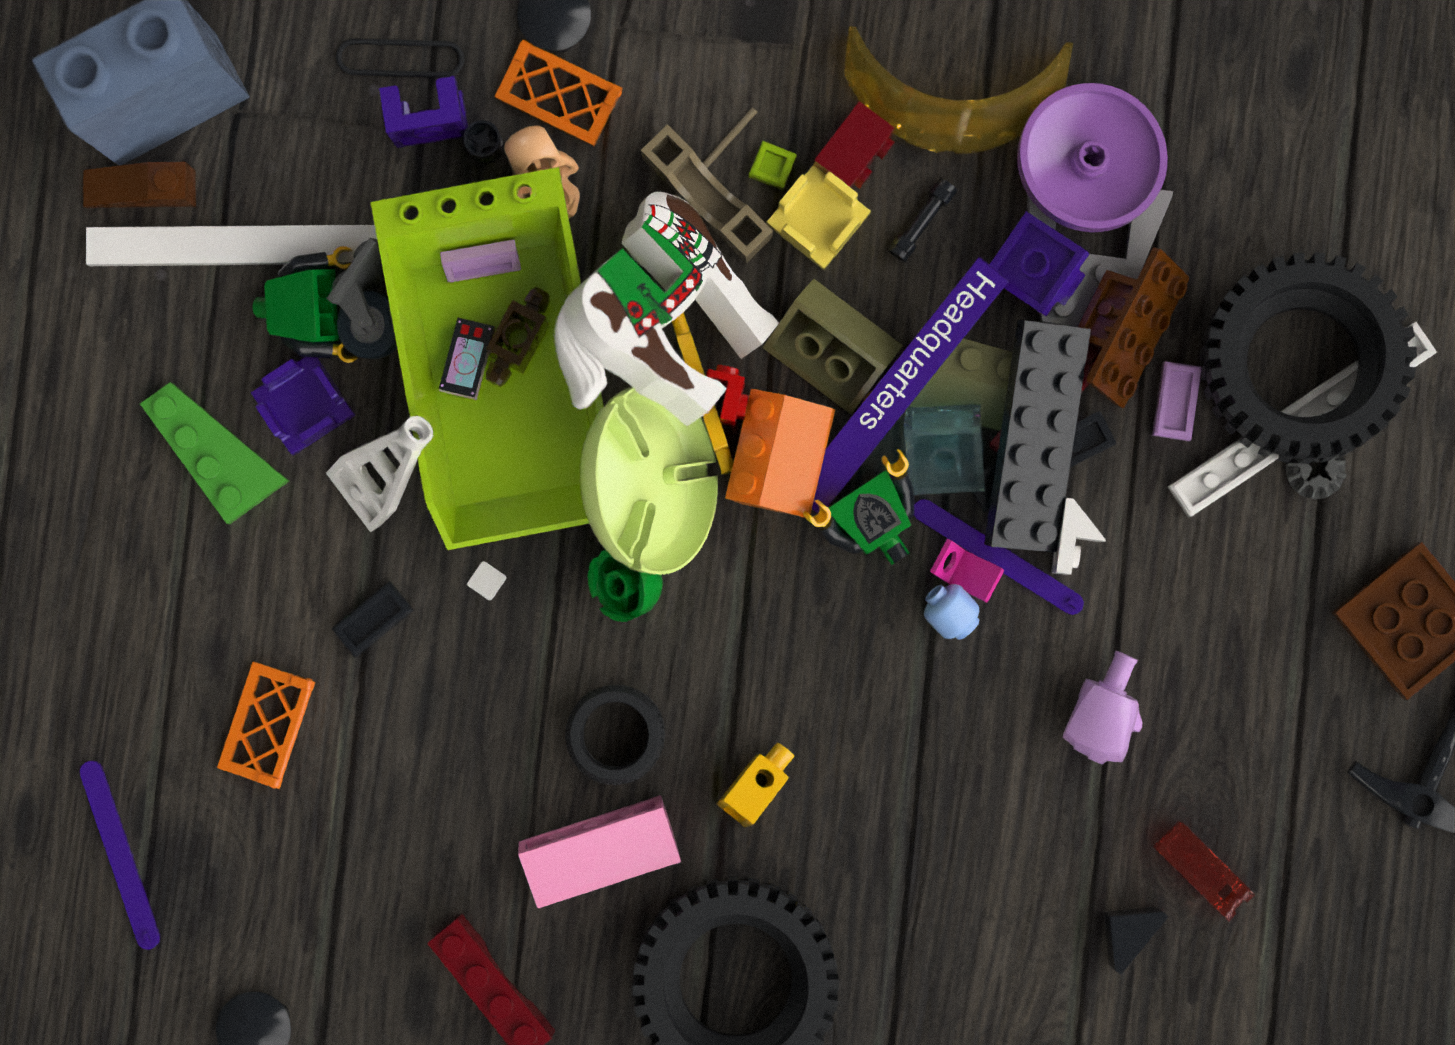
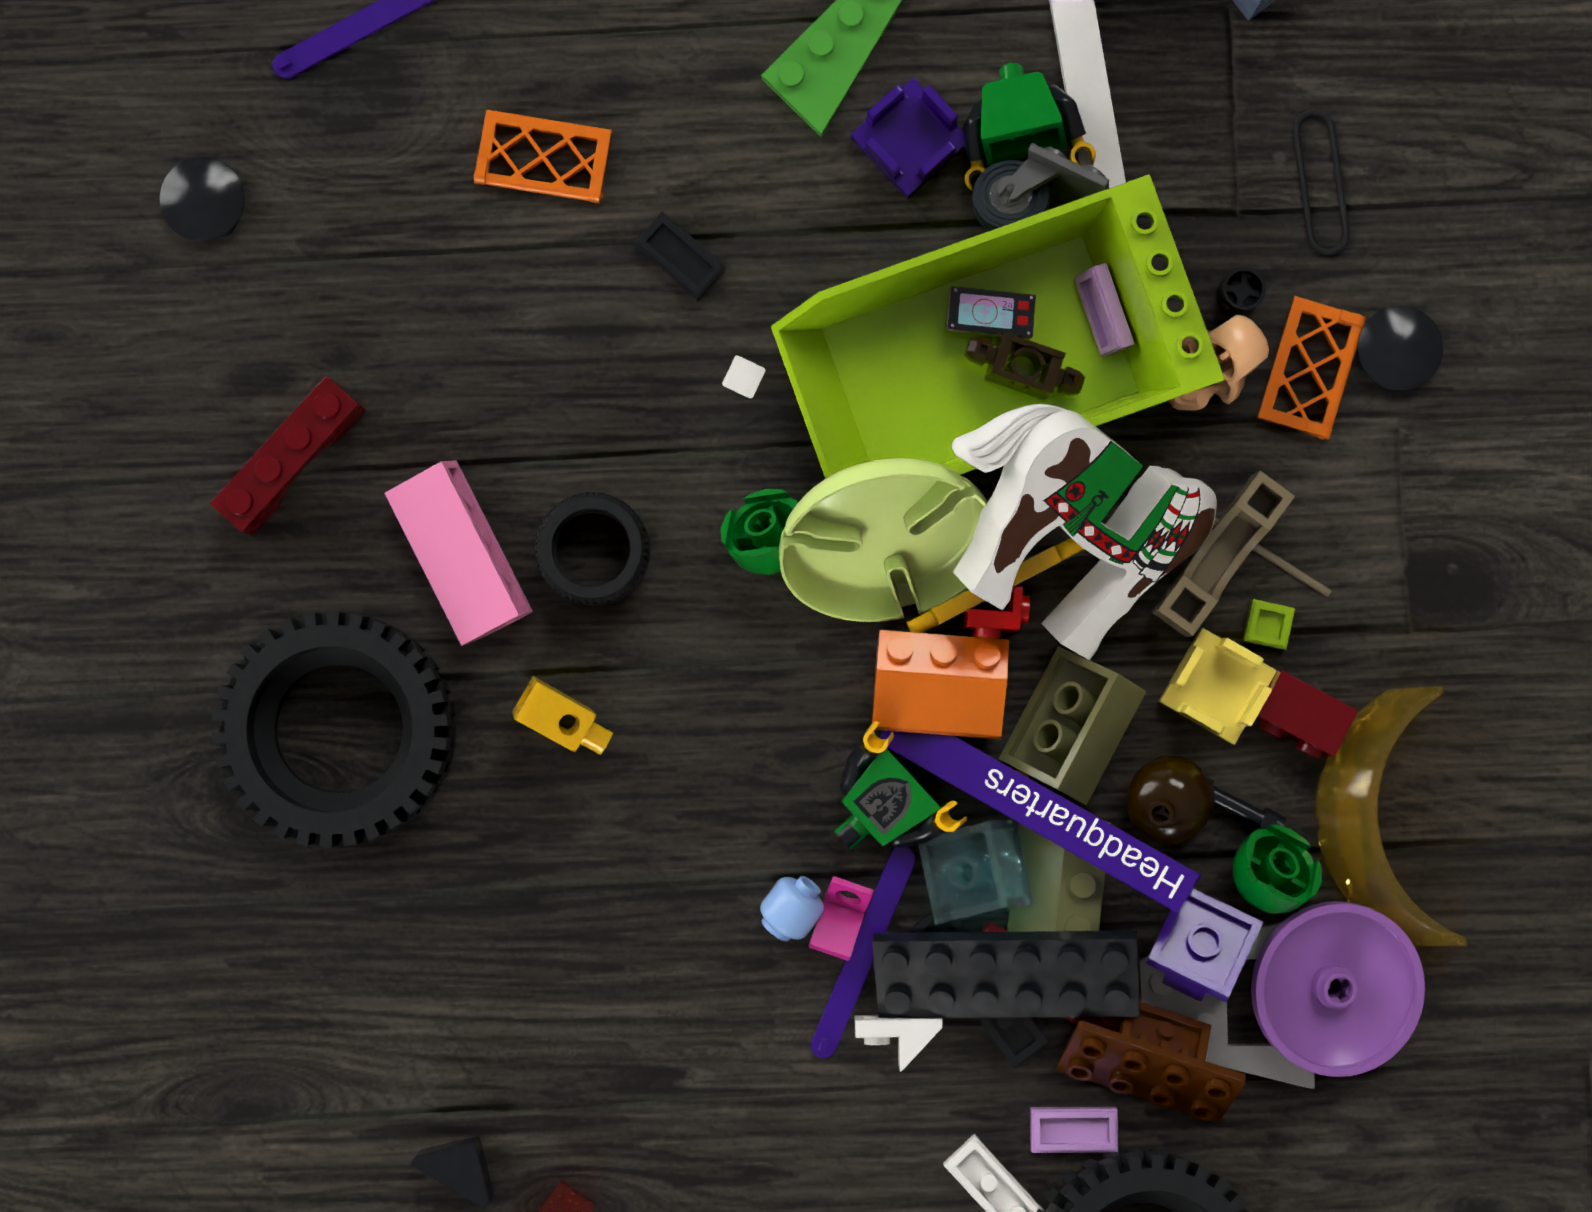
camera: 80 degrees right, 0 degrees up
(360, 489) = (825, 215): white plate -> none
(425, 125) = (1248, 223): dark purple panel -> none
(909, 273) = (1169, 800): none -> dark brown cylinder
(983, 193) = (1276, 870): none -> green cylinder
(1105, 714) = (702, 1101): lavender piece -> none

